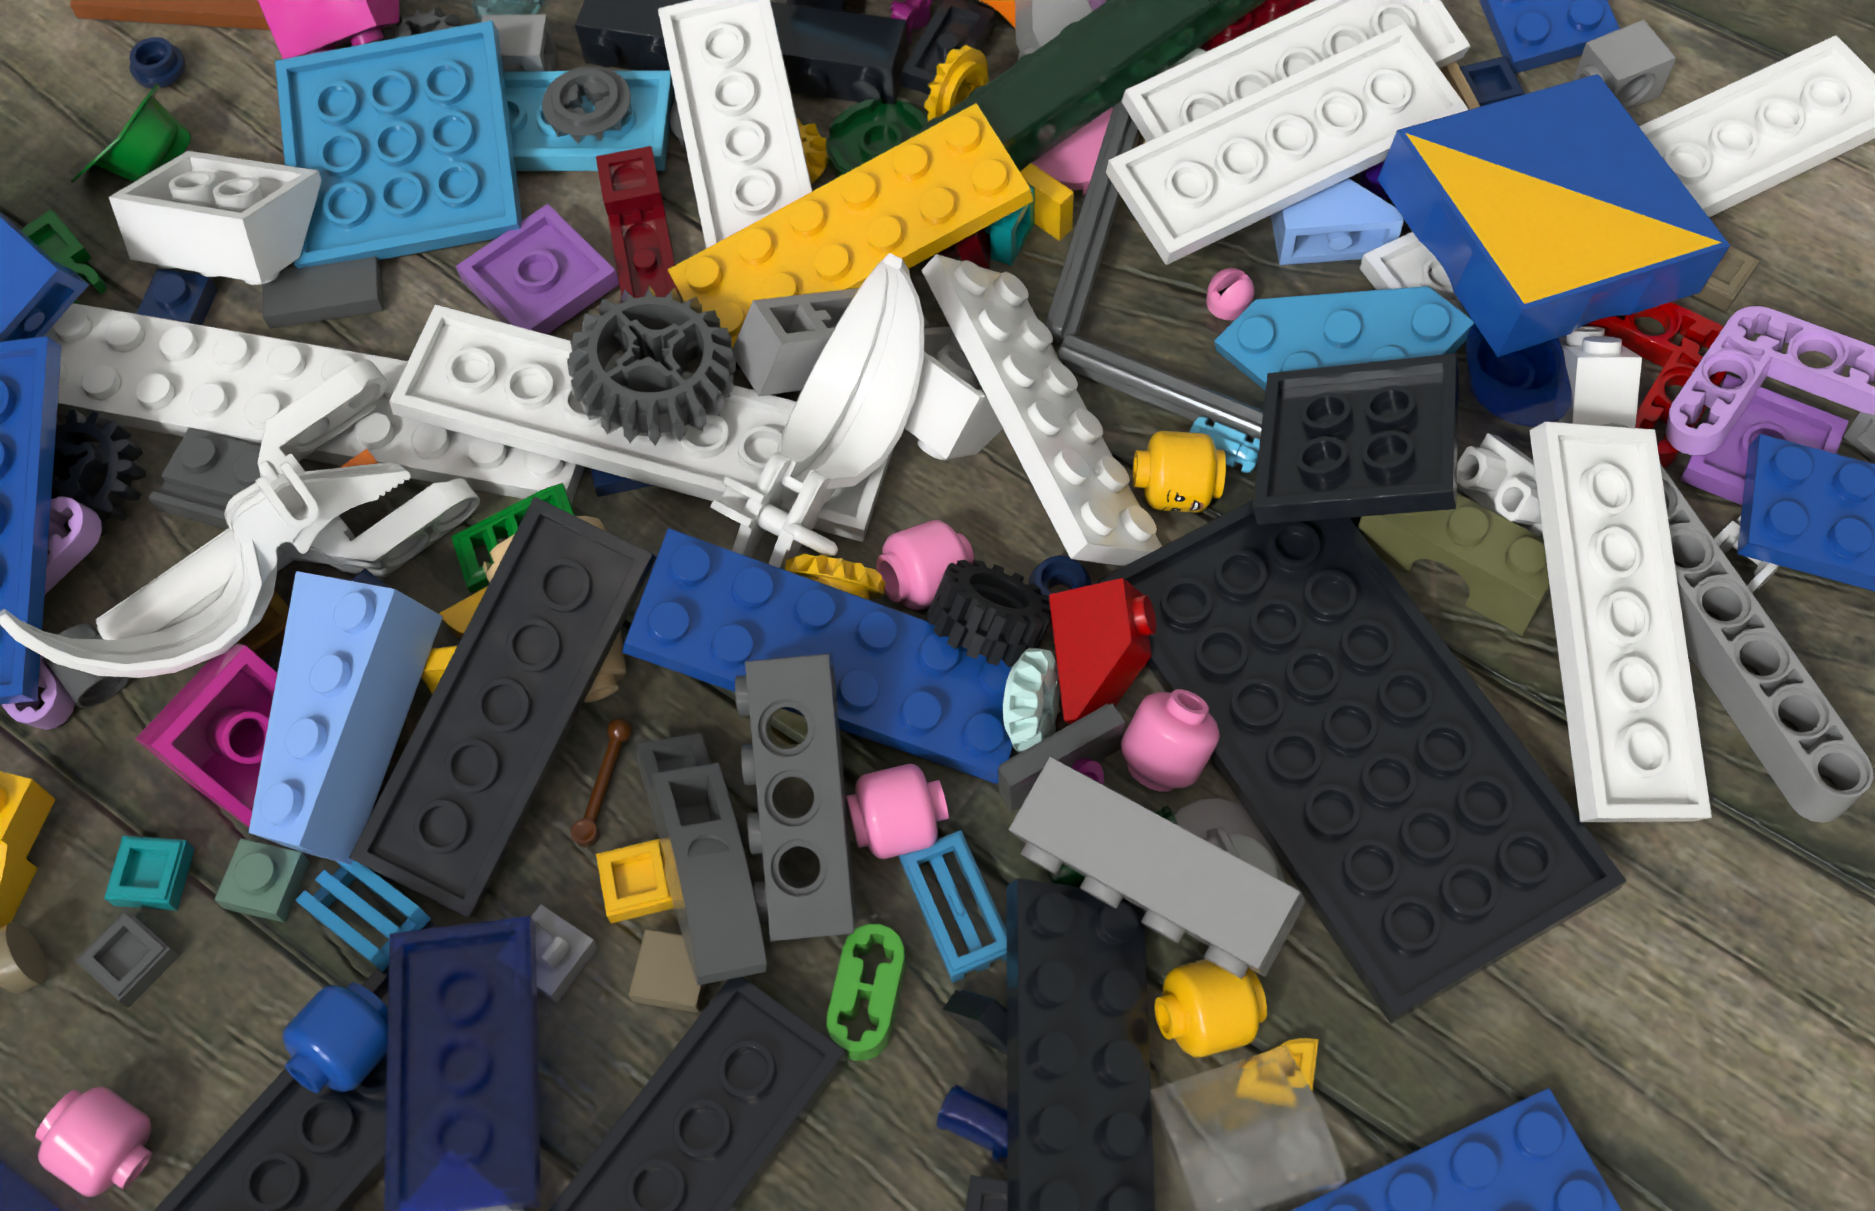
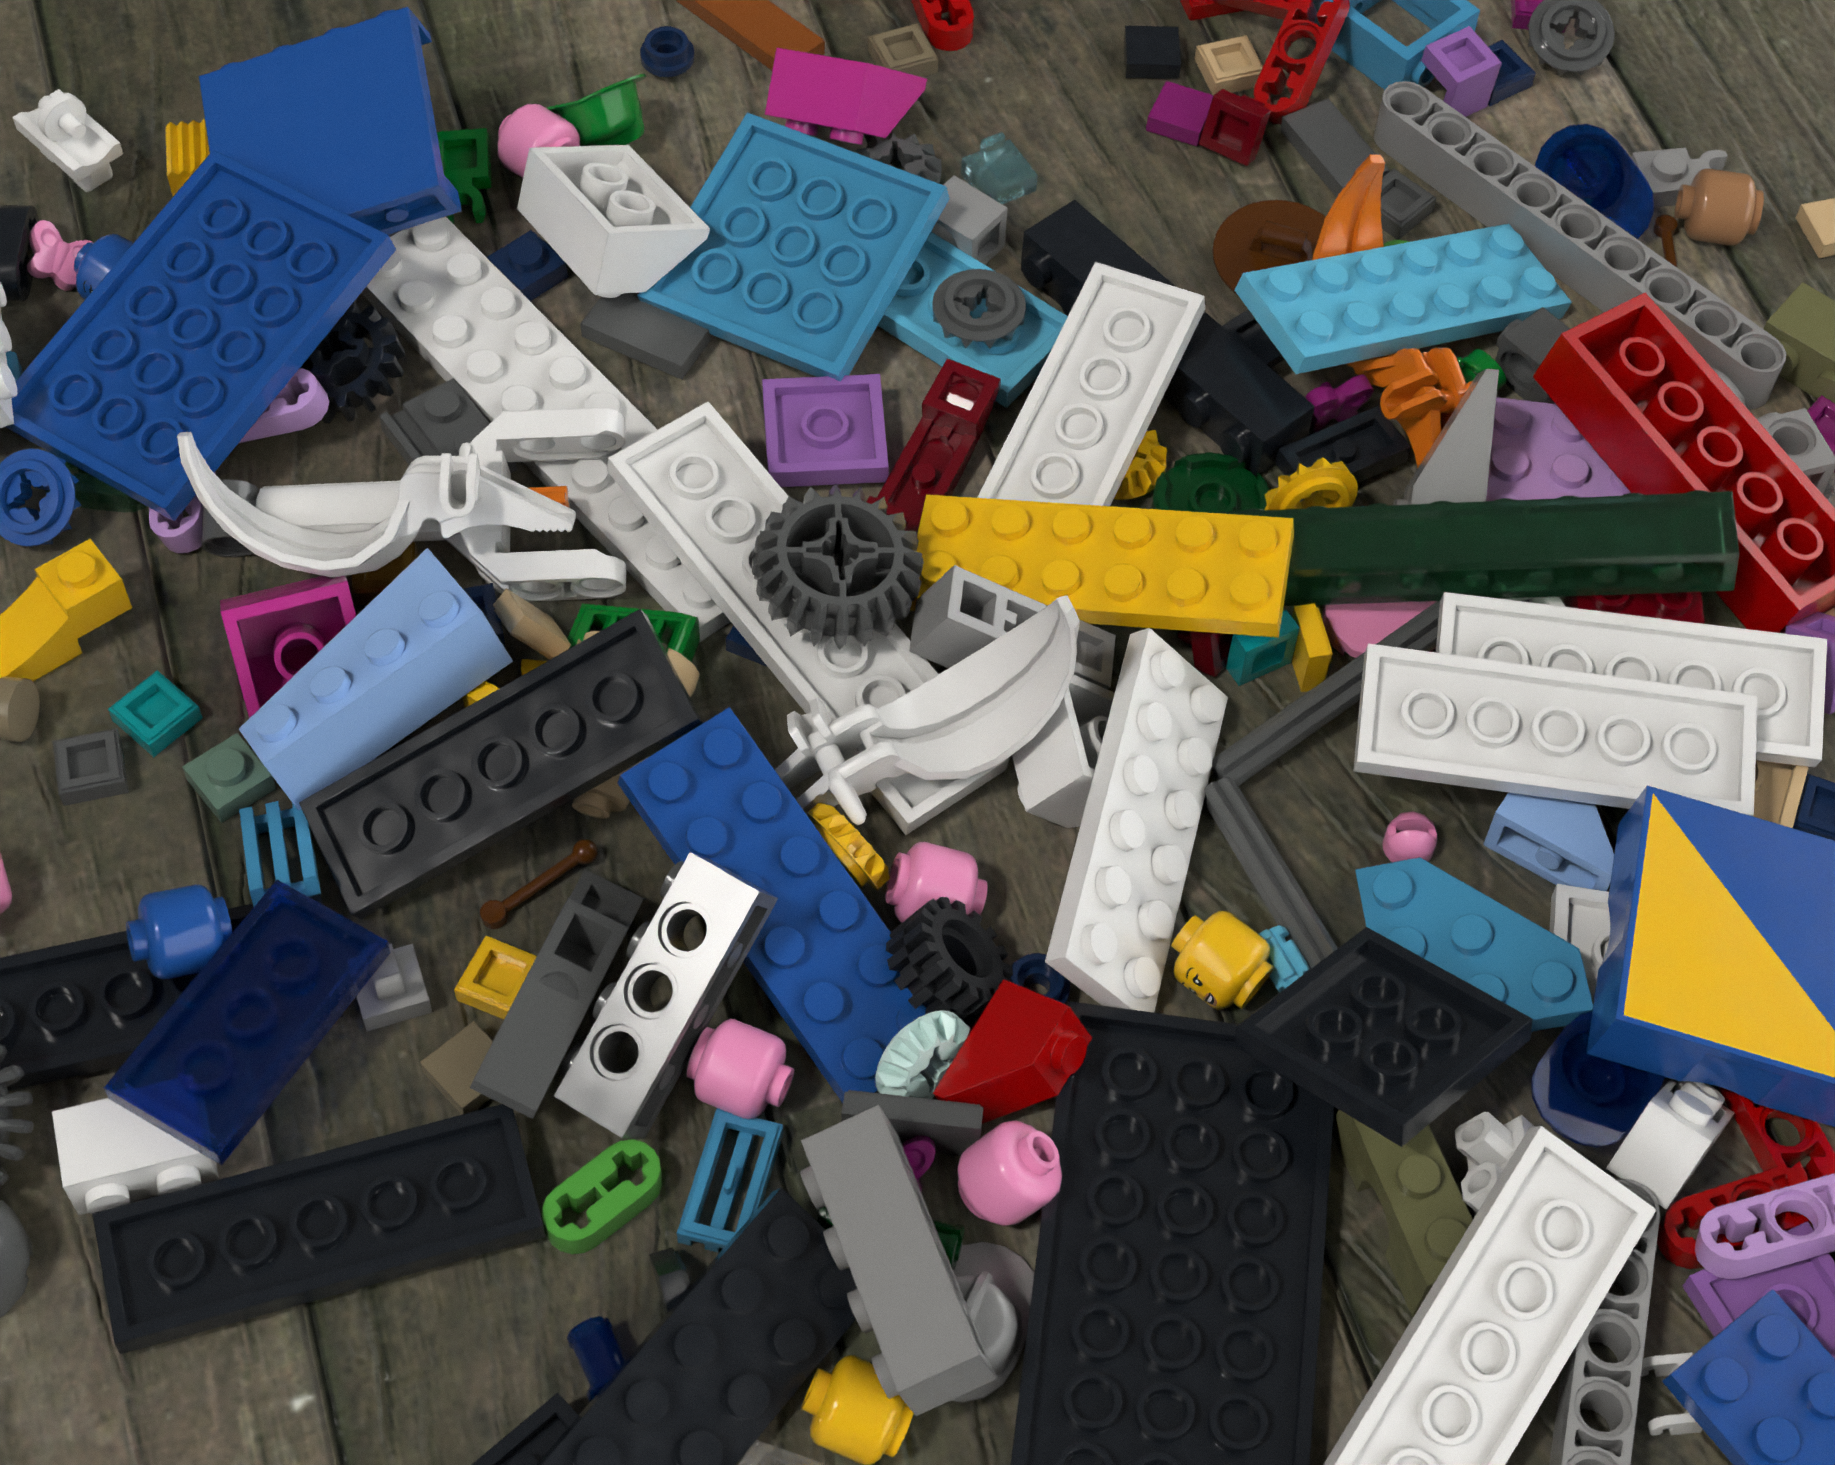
camera: 30 degrees right, 5 degrees down
(89, 190) = (529, 128): none -> bright pink head
(427, 580) = (530, 625): none -> tan tile

